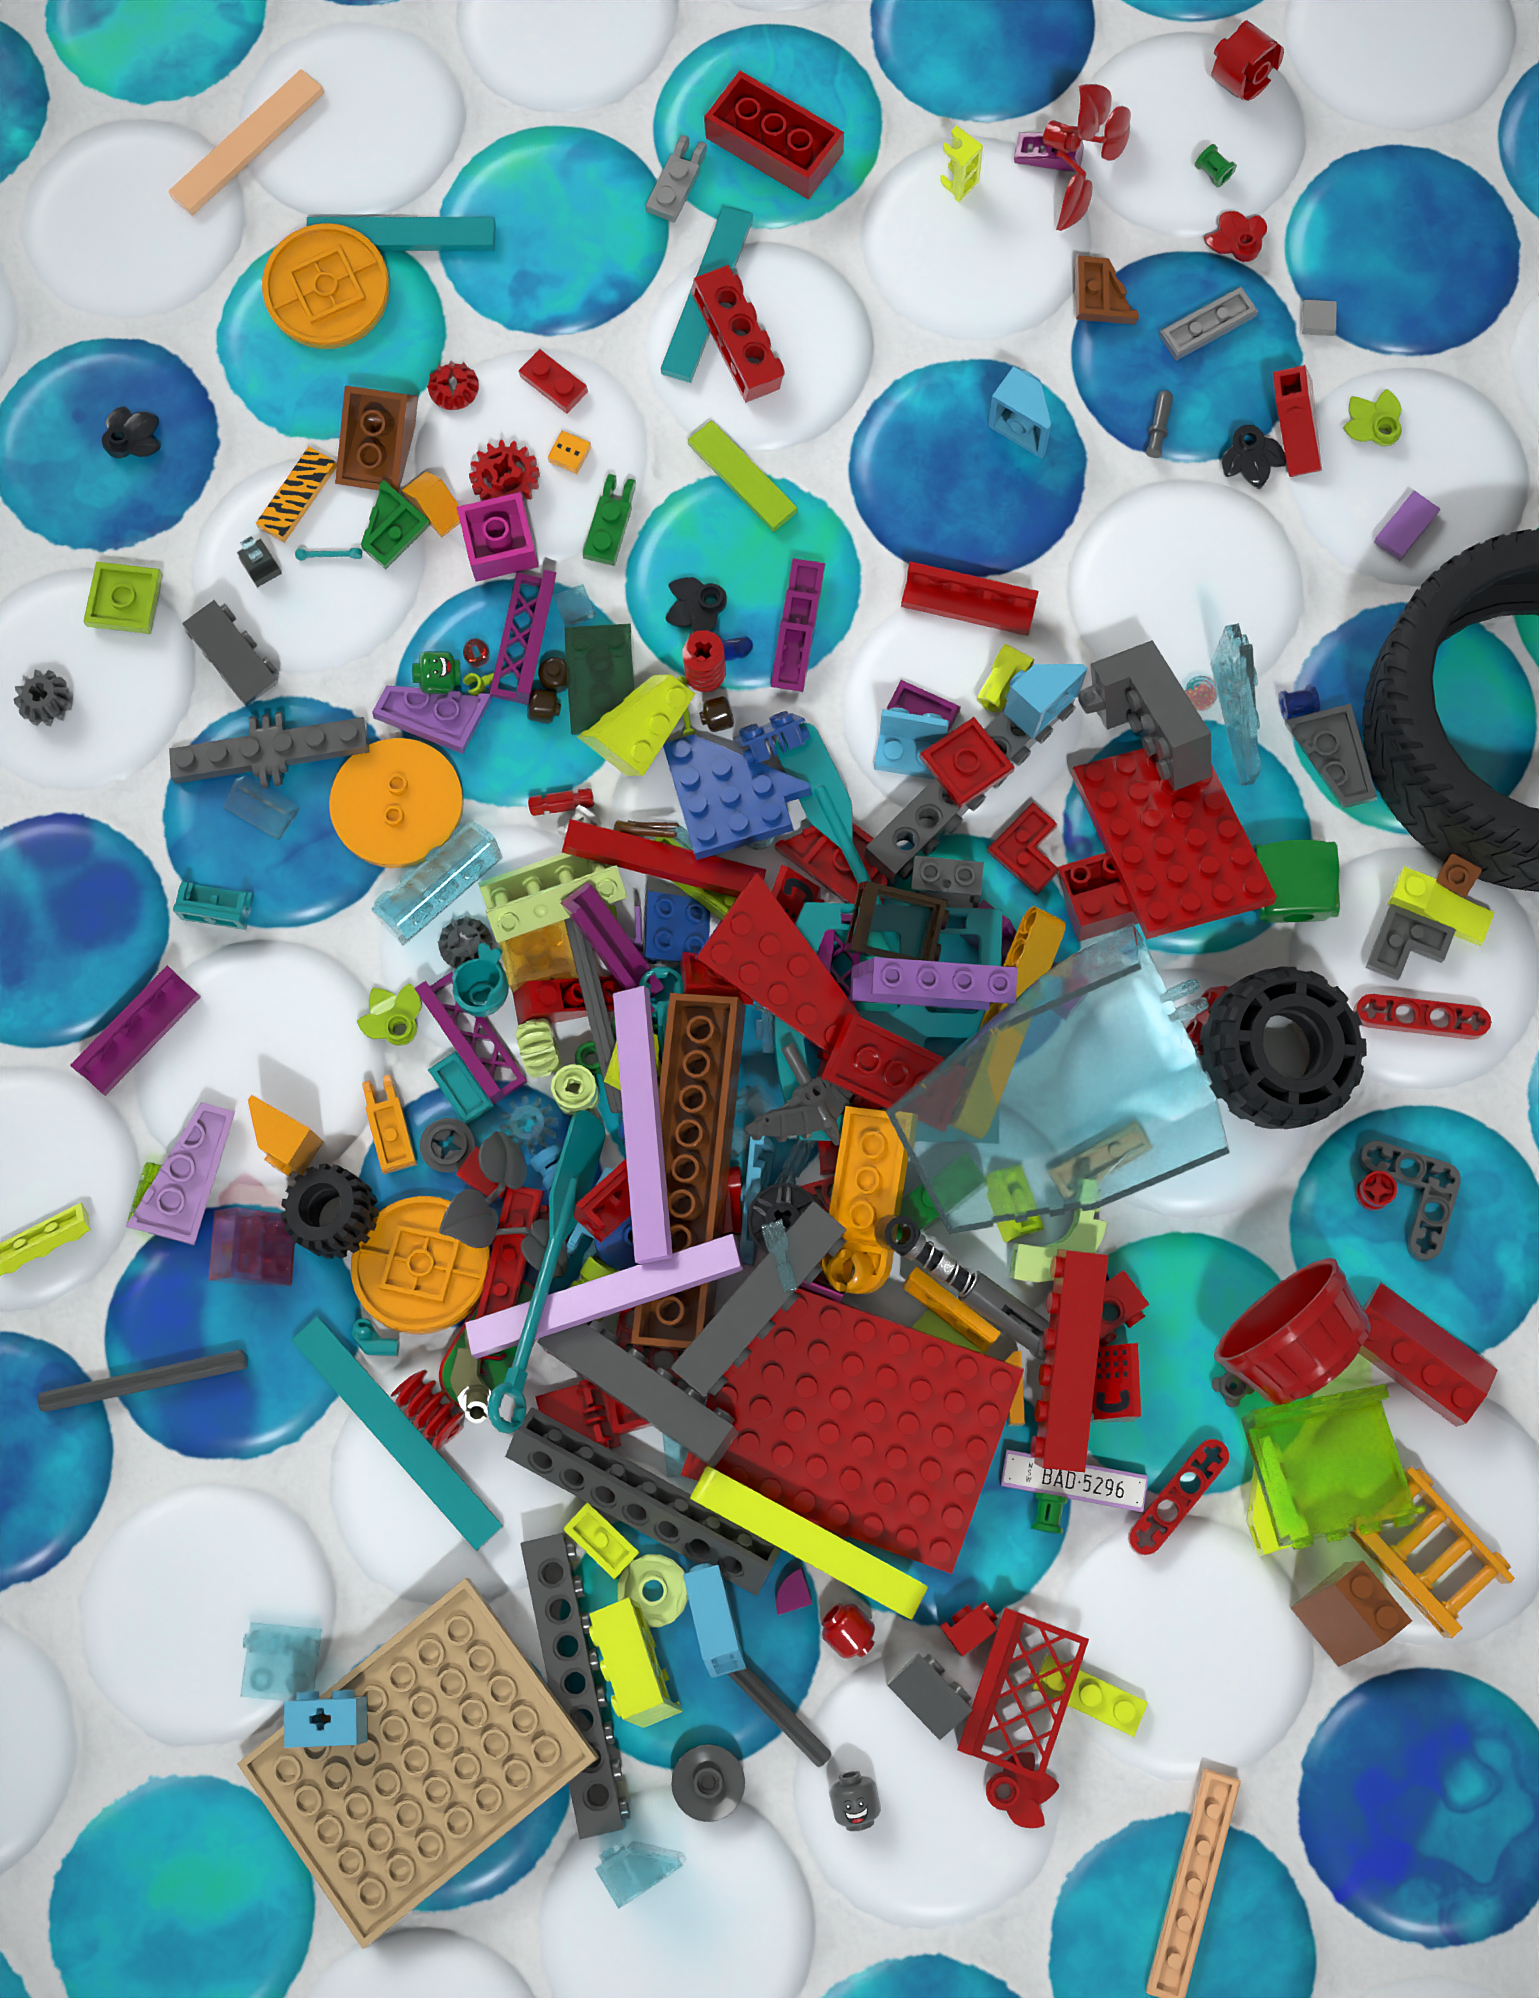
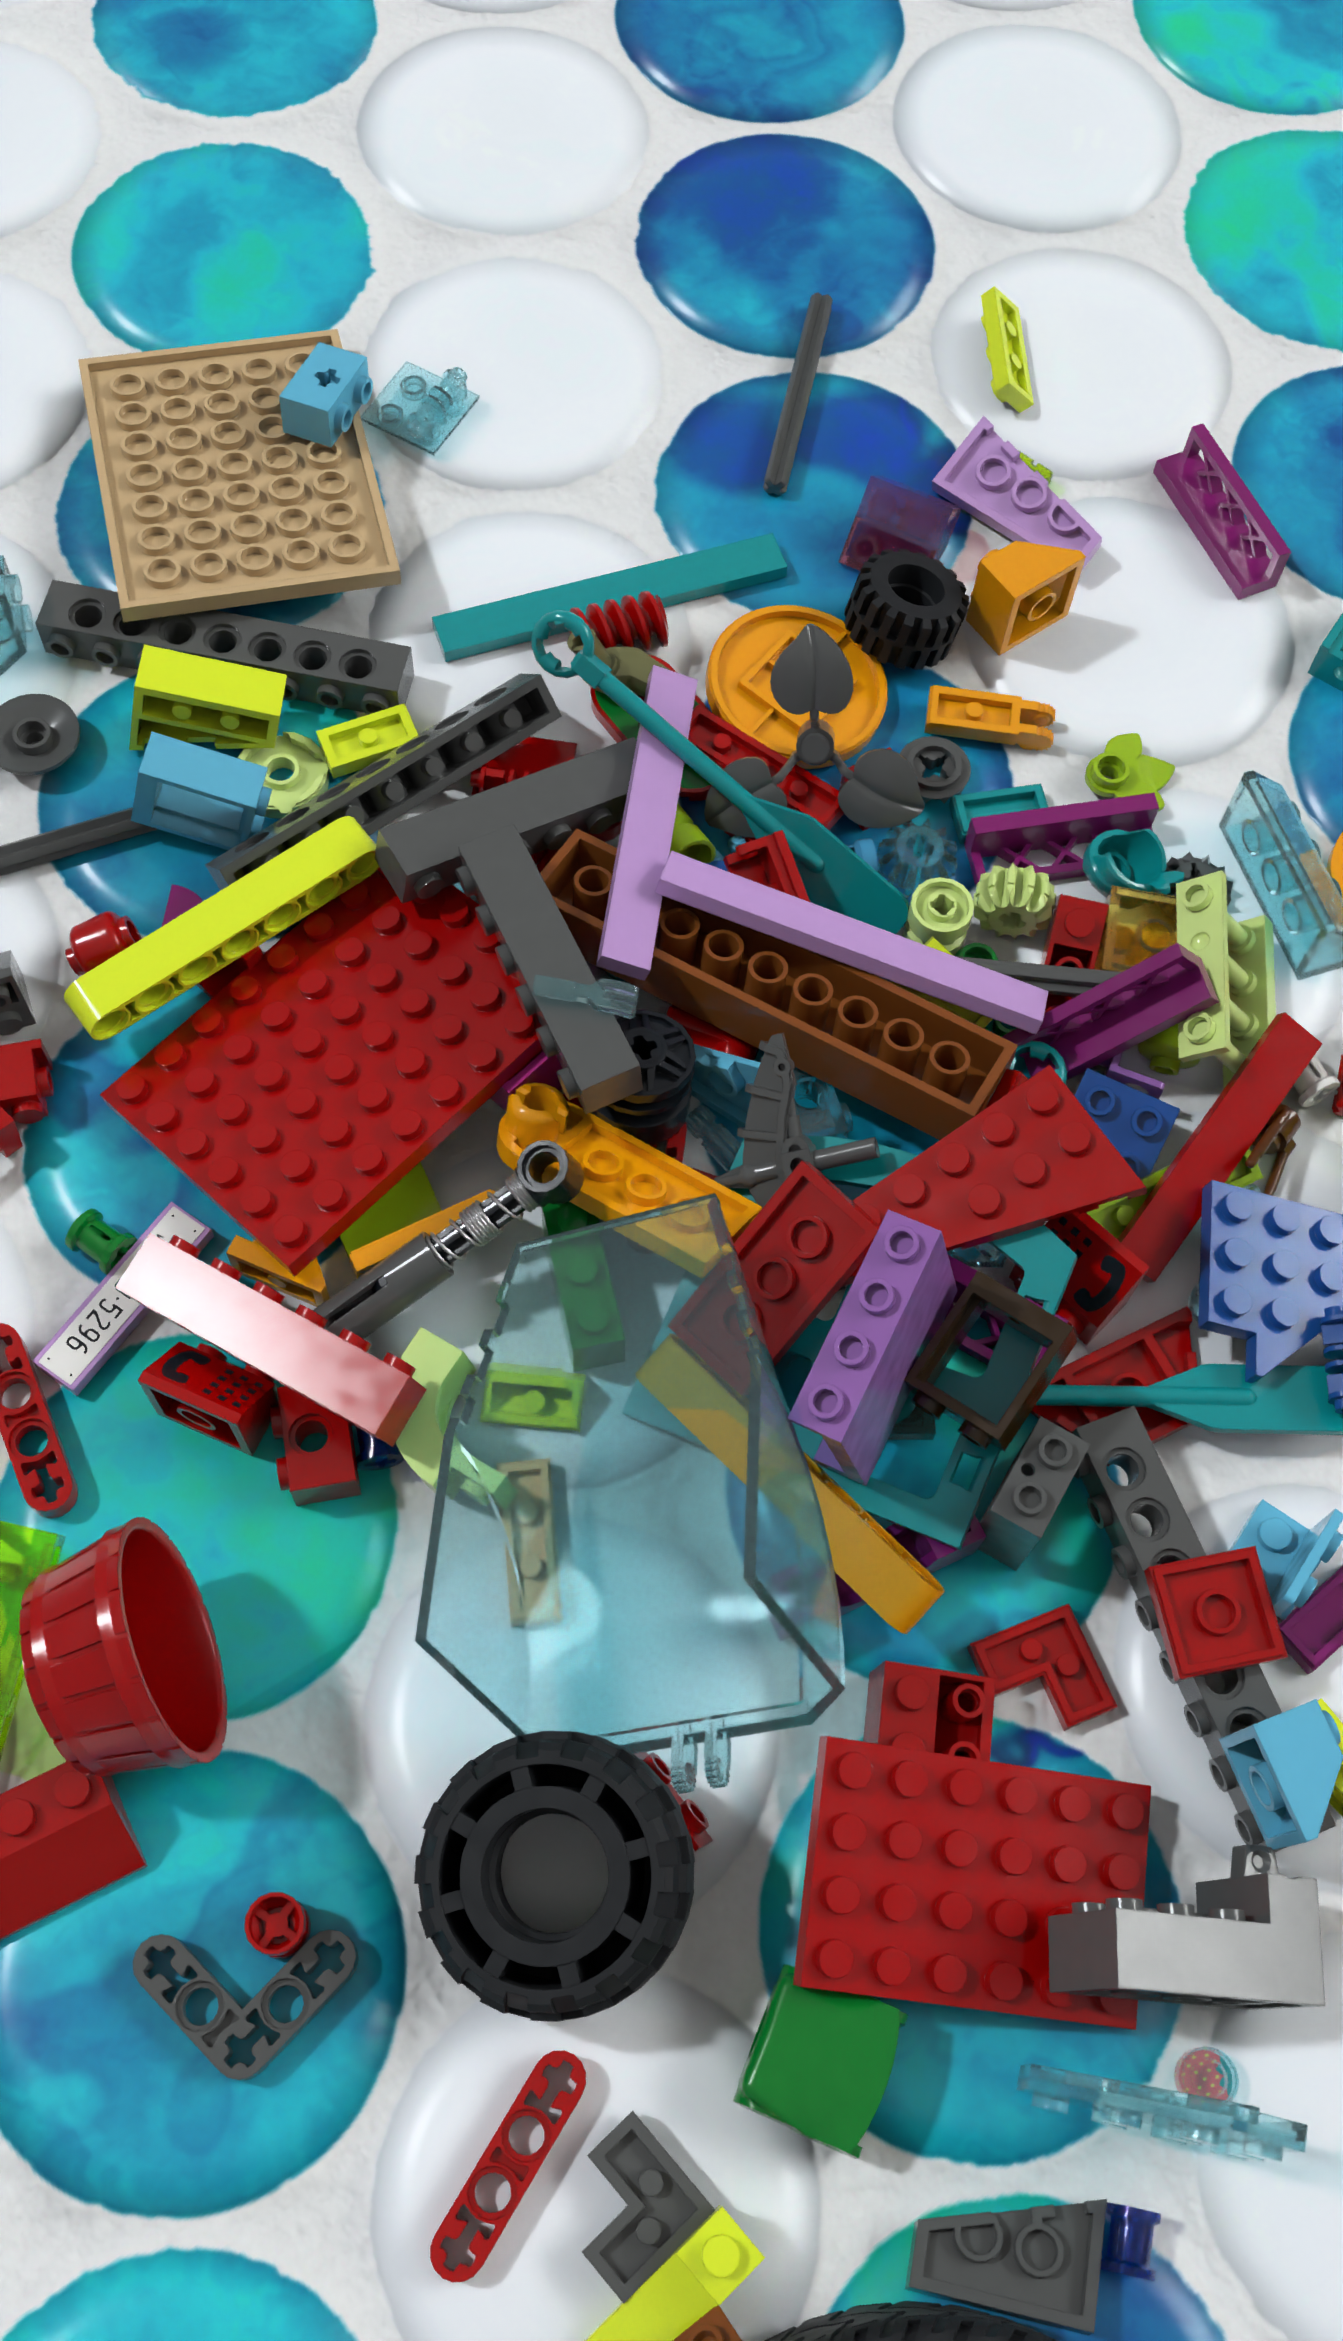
camera: 105 degrees right, 10 degrees down
(371, 1342) = (727, 610): teal arm -> none

